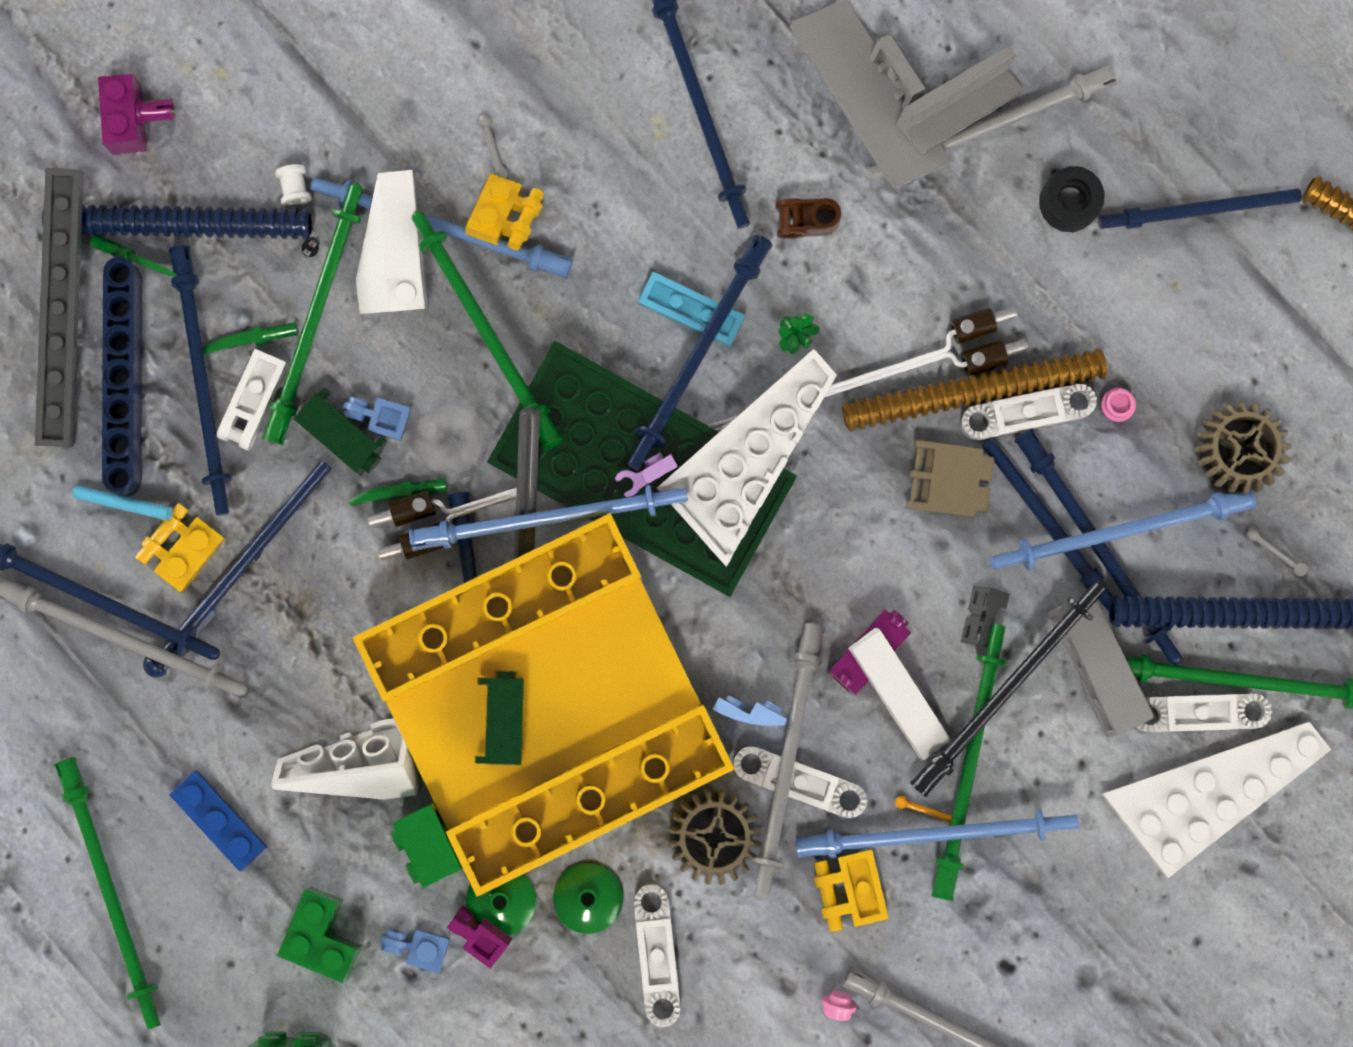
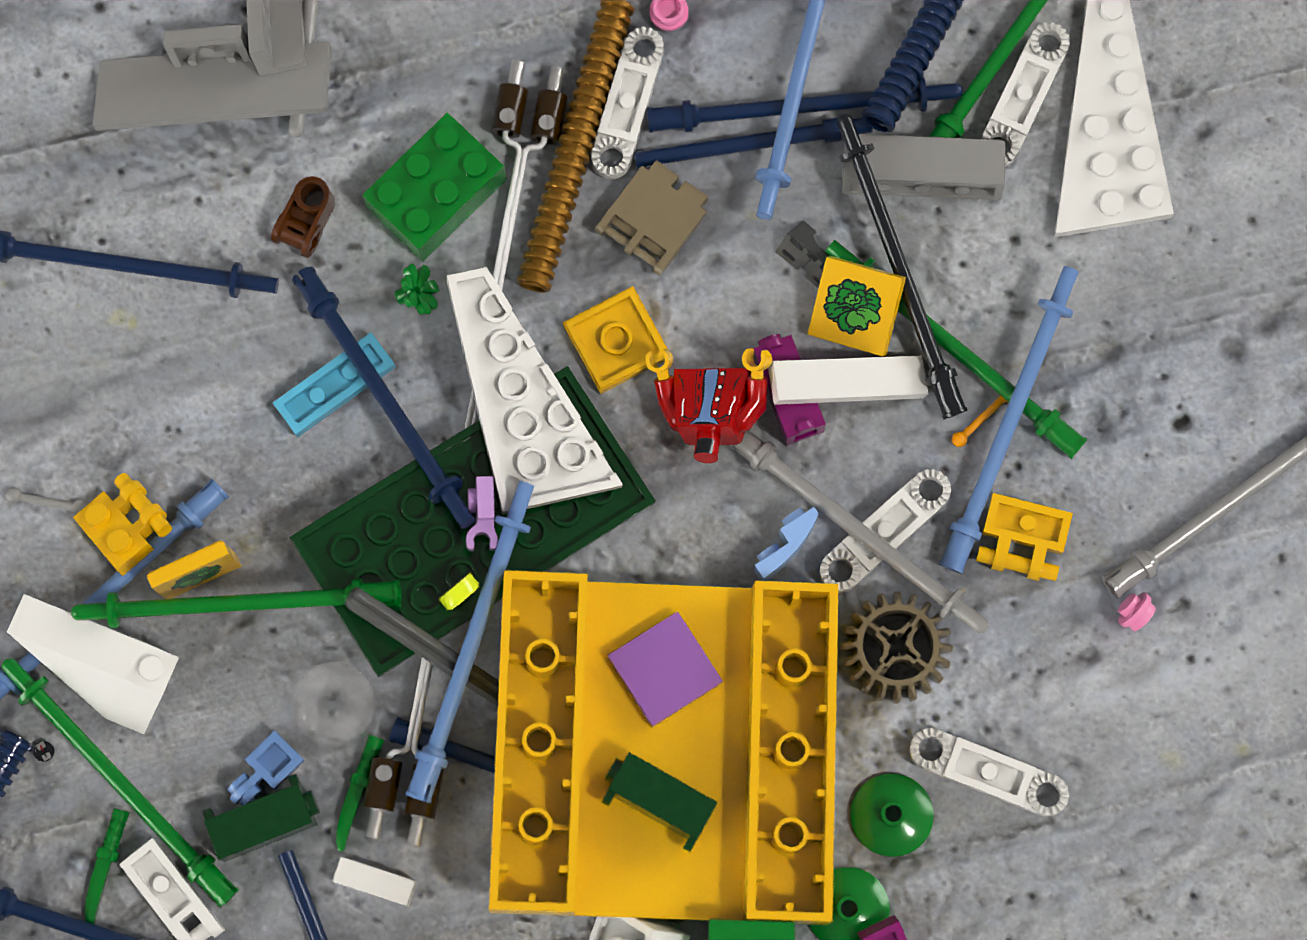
camera: 55 degrees left, 5 degrees down
(339, 540) = (374, 881): none -> white piece
(495, 283) = (193, 570): none -> yellow tile
(579, 488) = (459, 592): none -> neon yellow tile
(603, 672) = (664, 669): none -> medium lavender tile
(825, 600) = (711, 403): none -> red torso
(839, 501) = (615, 339): none -> yellow tile
(882, 302) = (435, 186): none -> green brick
(961, 670) = (856, 306): none -> yellow tile

